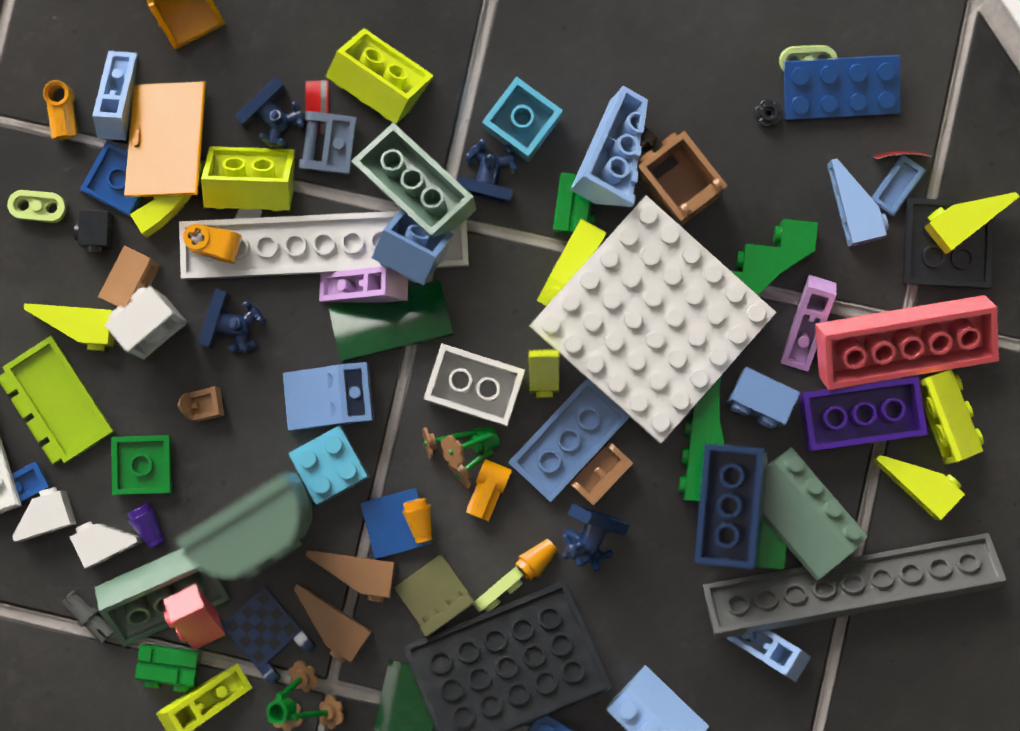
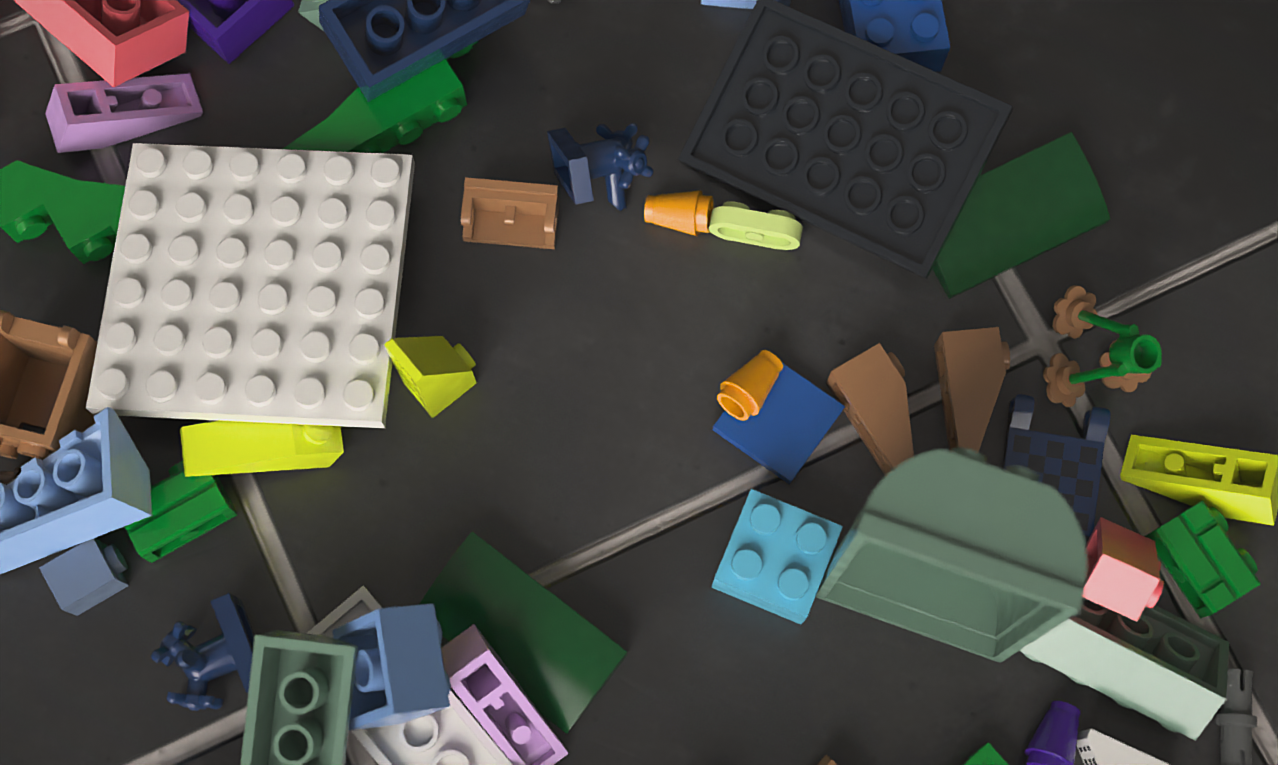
camera: 135 degrees left, 10 degrees down
(328, 396) = (687, 630): medium blue slope -> none
(434, 594) = (829, 293): olive bracket -> none
(474, 385) = (520, 448): white brick -> none
(481, 441) = (629, 394): plant -> none
(490, 483) = (629, 337): light orange piece -> none
(522, 119) = (99, 667): medium azure brick -> none
(568, 440) = (498, 285): medium blue plate -> none
(574, 142) = (85, 575): none -> sand blue brick
(762, 398) = (261, 85): medium blue brick -> none

